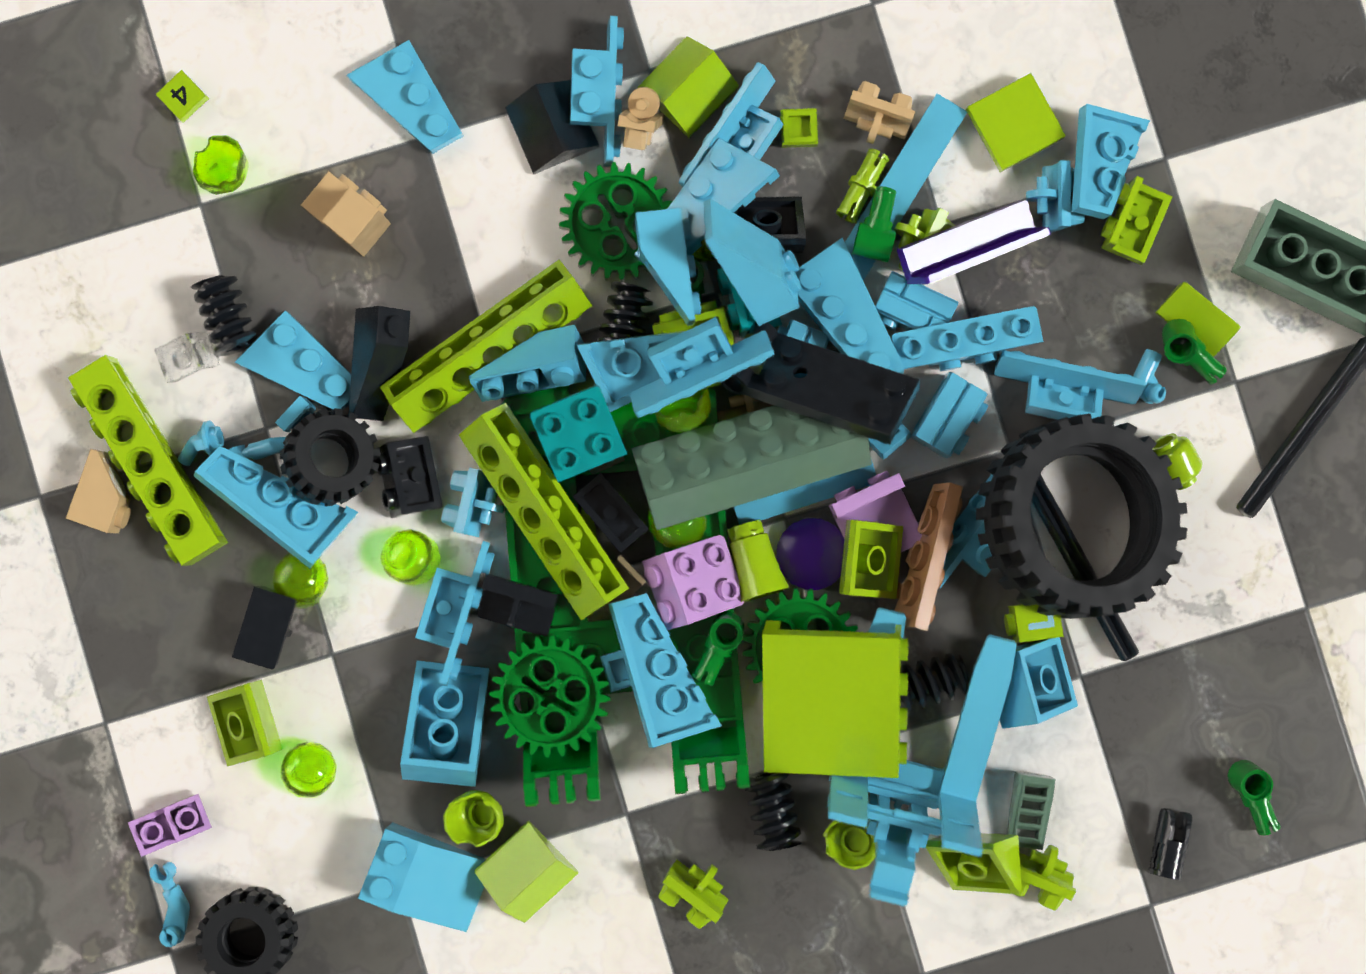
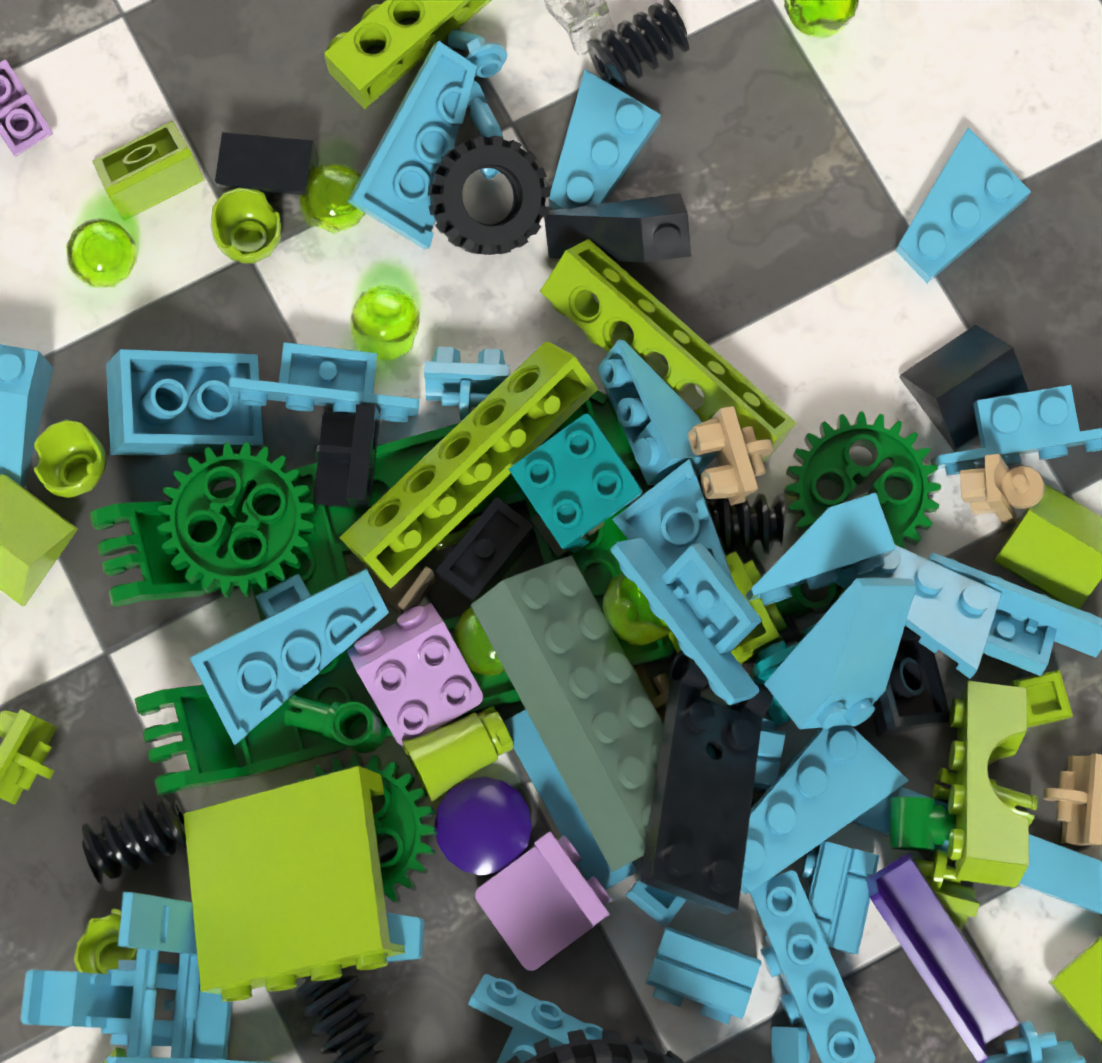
camera: 80 degrees right, 10 degrees down
(295, 413) = (544, 150): medium azure tile -> none
(312, 651) = (245, 225): none -> lime hair
(349, 215) = (796, 160): tan brick -> none
(408, 477) = (484, 299): black bracket -> none
(580, 309) = (736, 453): none -> tan hips
(871, 559) = (488, 902): lime slope -> none
(899, 189) = (988, 835): none -> lime arch
(927, 557) = (505, 977): medium nougat wing -> none

